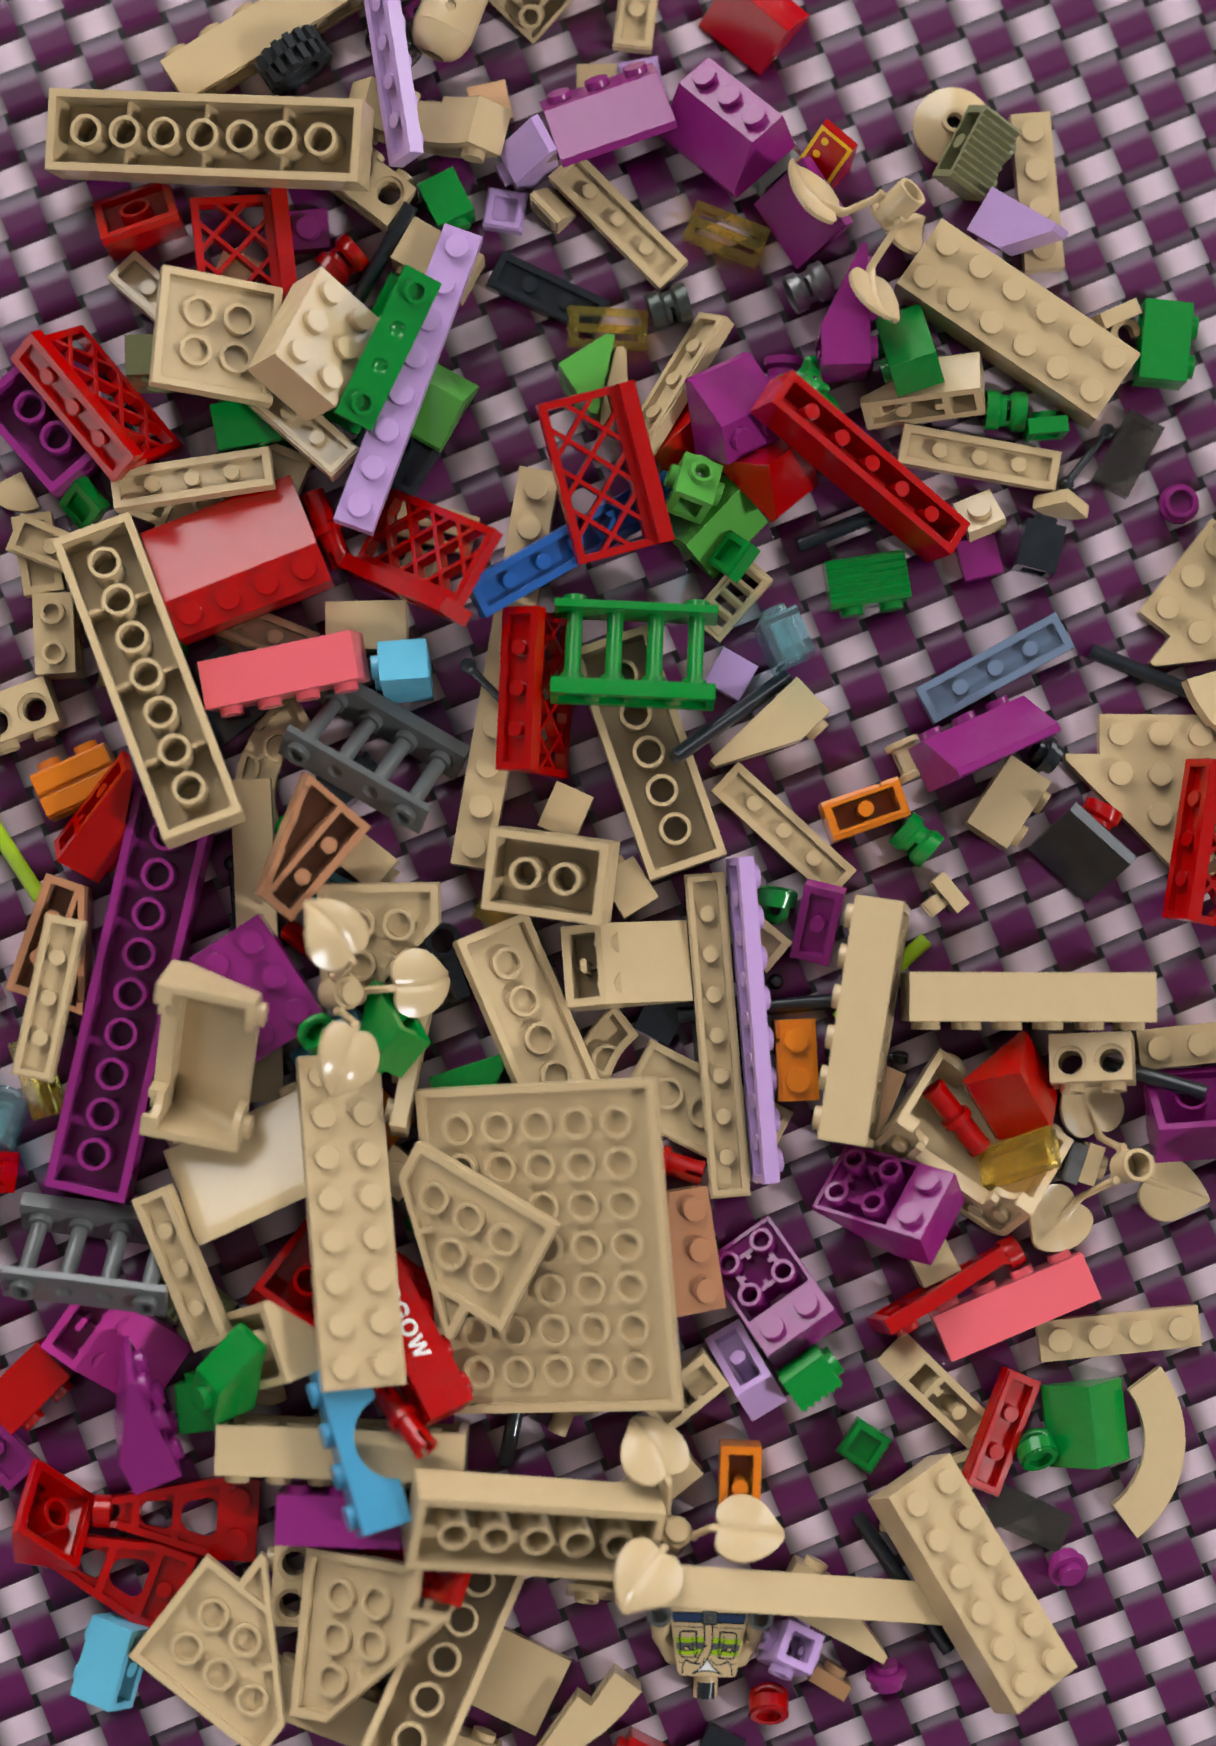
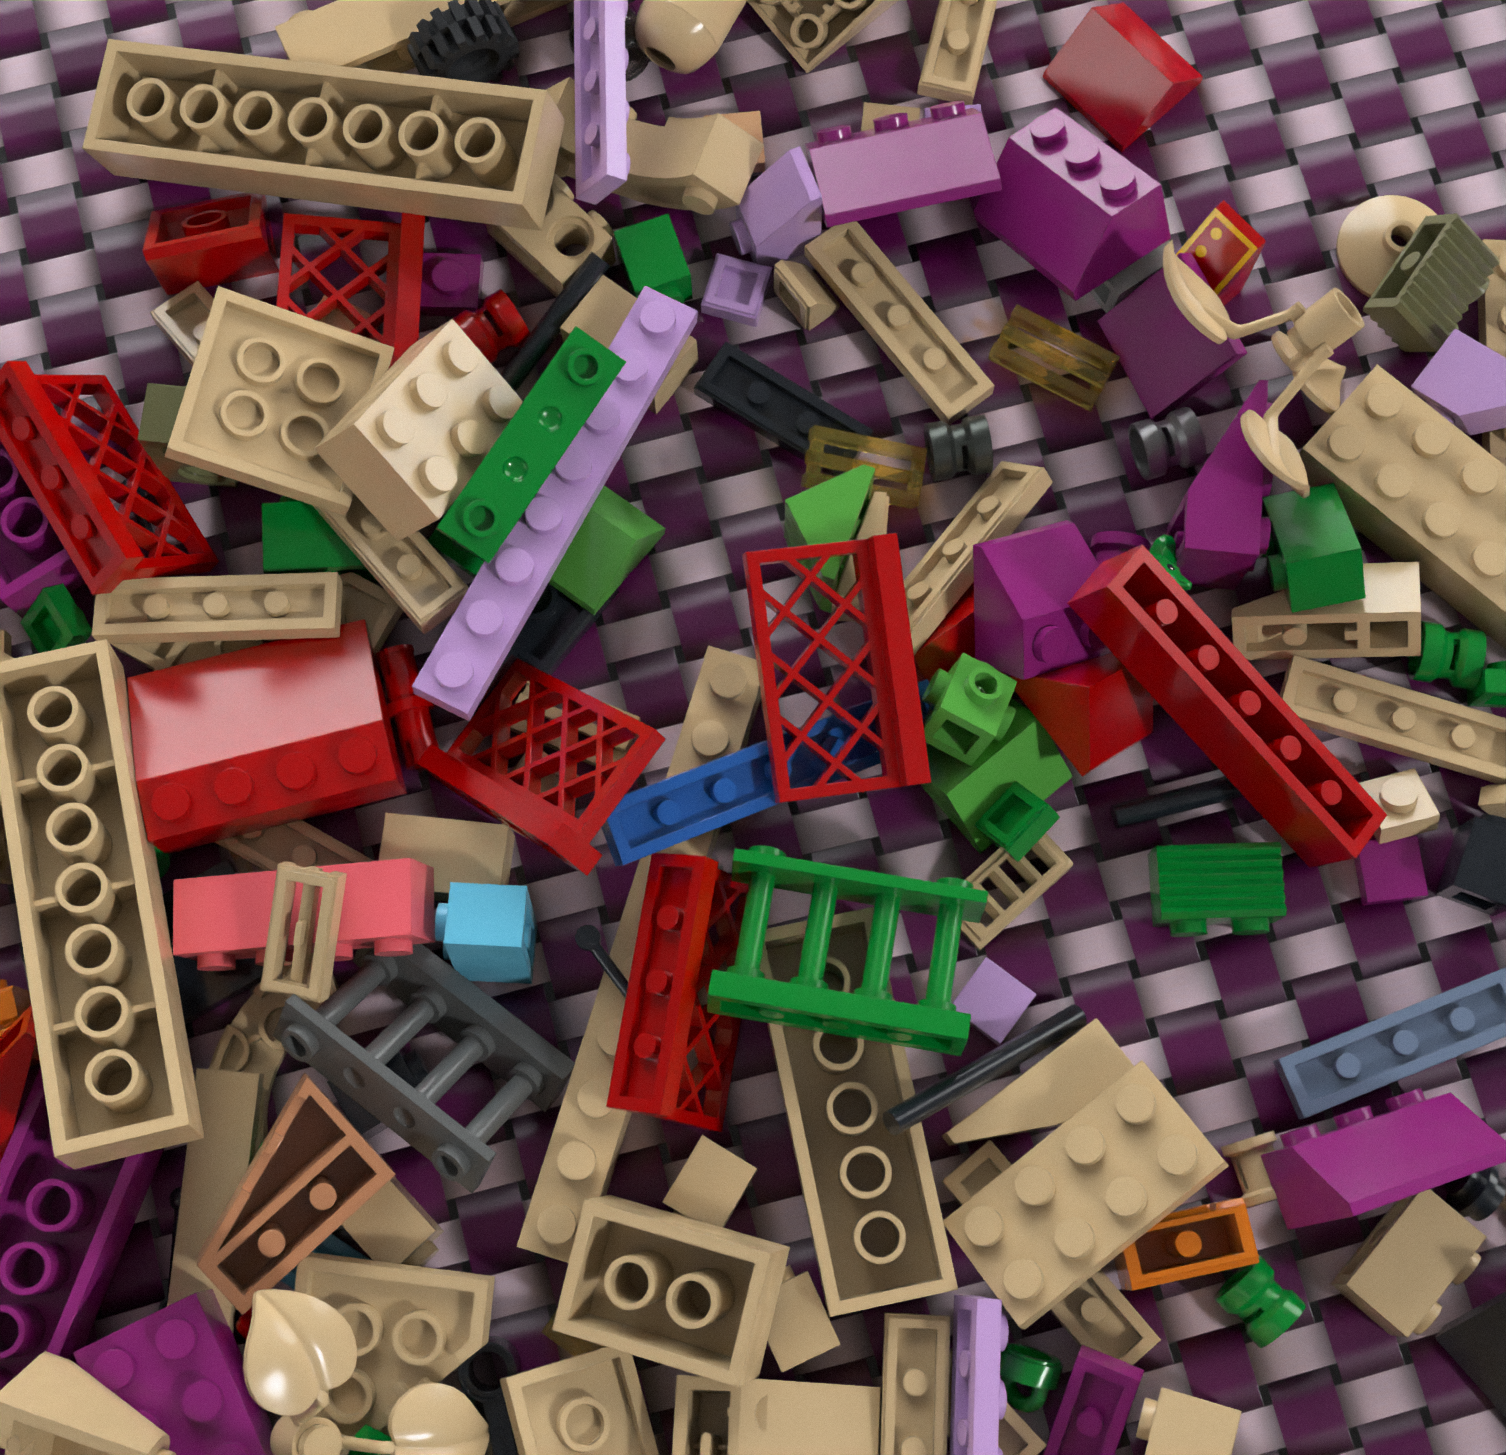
camera: 15 degrees right, 10 degrees down
(305, 670) = (326, 937): none -> tan tile
(783, 638) = (1082, 954): clear light blue brick -> none
(798, 786) = (1084, 1194): none -> tan plate
(945, 895) = (1297, 1402): tan tile -> none

